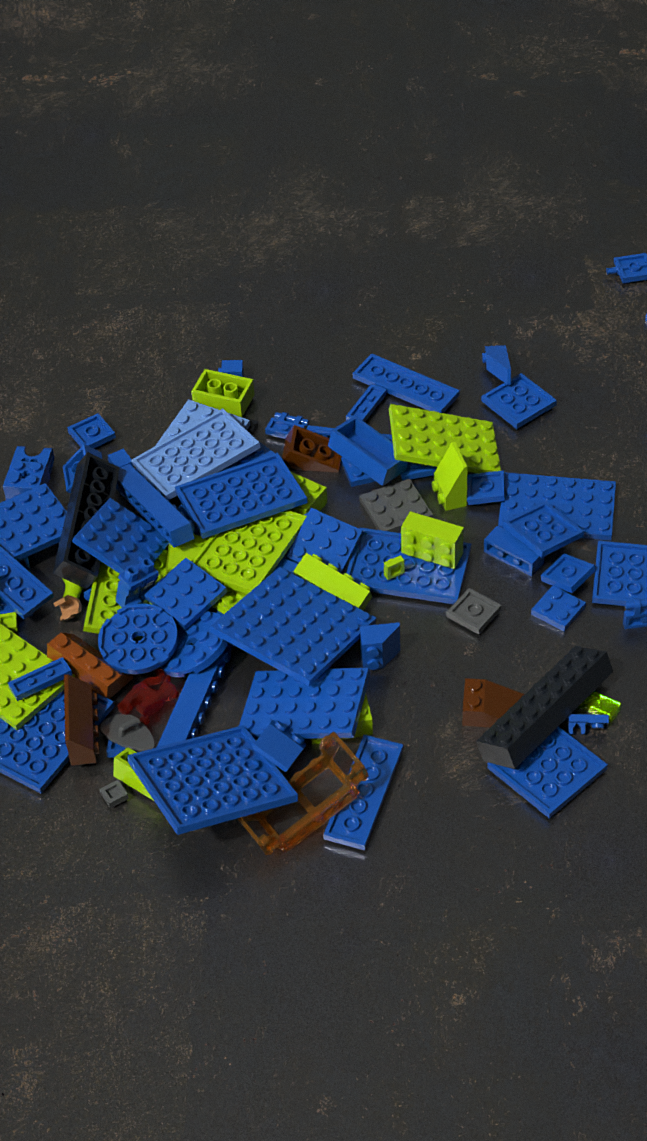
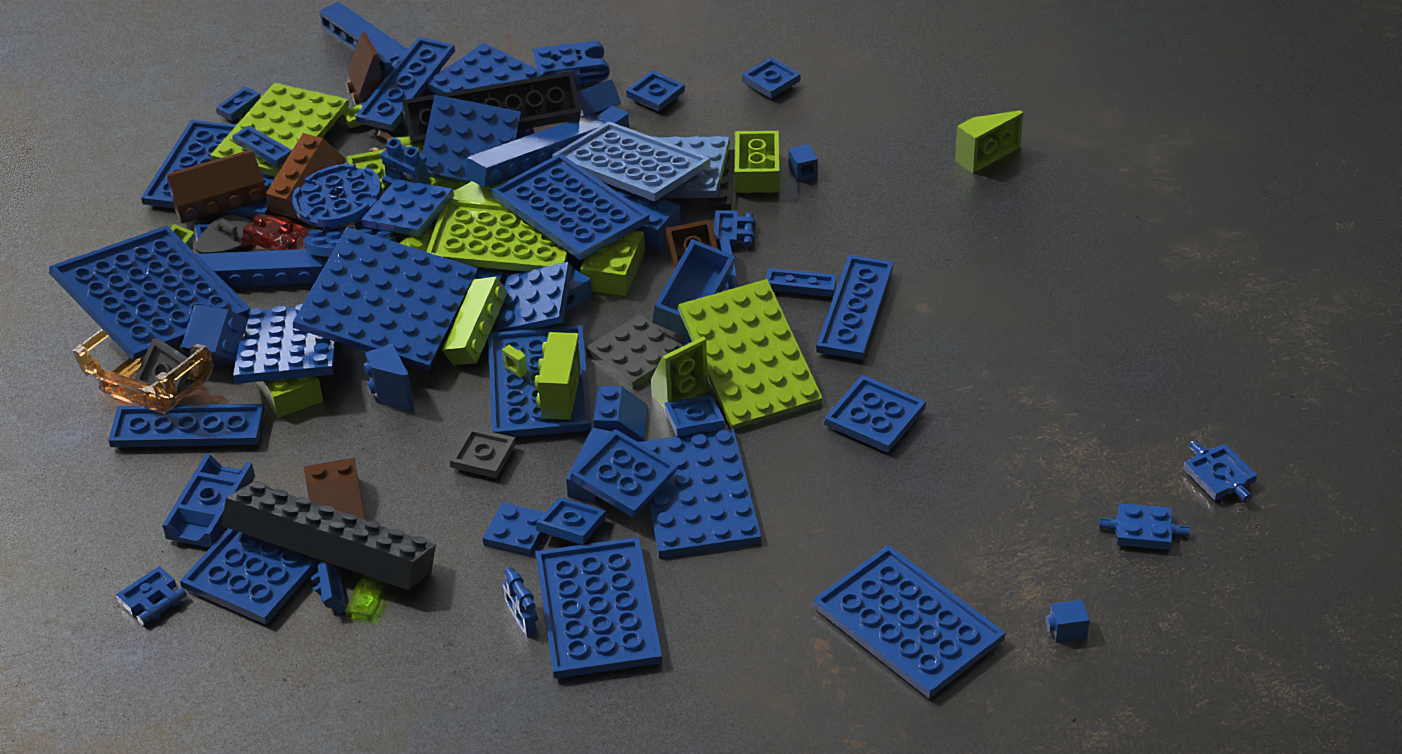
camera: 70 degrees right, 5 degrees down
(116, 366) = (771, 77): none -> blue plate
(270, 276) = (987, 139): none -> lime slope
(314, 783) = (160, 359): none -> dark grey plate
(474, 529) = (621, 411): none -> blue slope
(483, 794) = (200, 519): none -> blue piece
(498, 362) = (929, 374): blue slope -> none
(549, 839) = (148, 589): none -> blue plate

